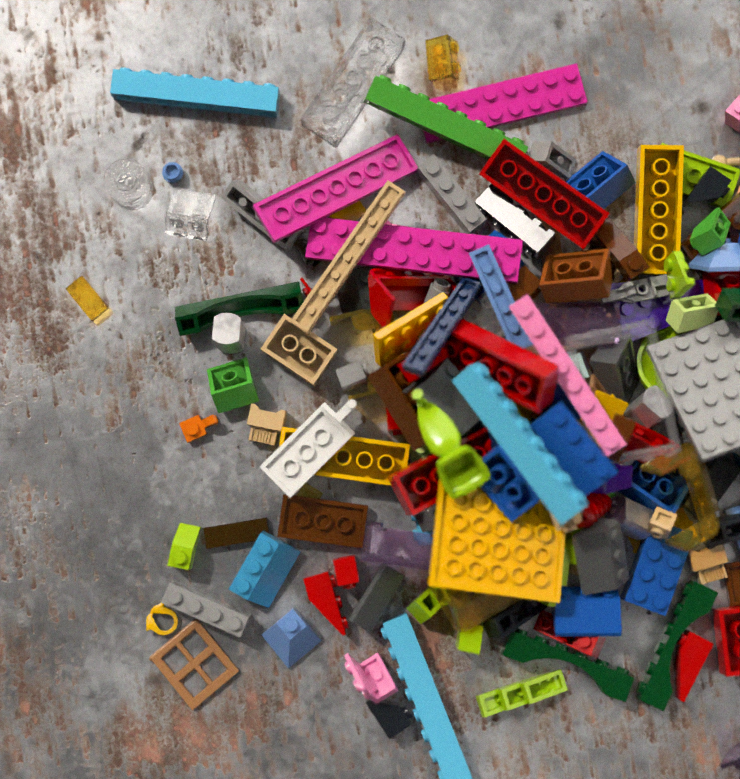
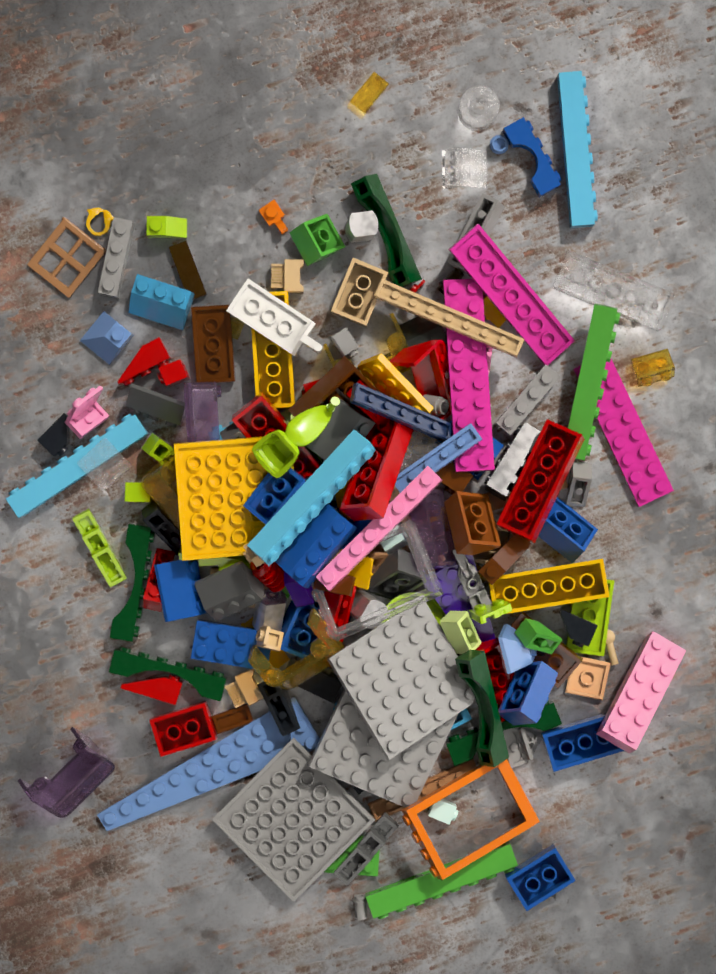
camera: 70 degrees right, 5 degrees up
(168, 146) = (521, 136): none -> blue arch
(431, 669) = (104, 464): none -> clear bracket

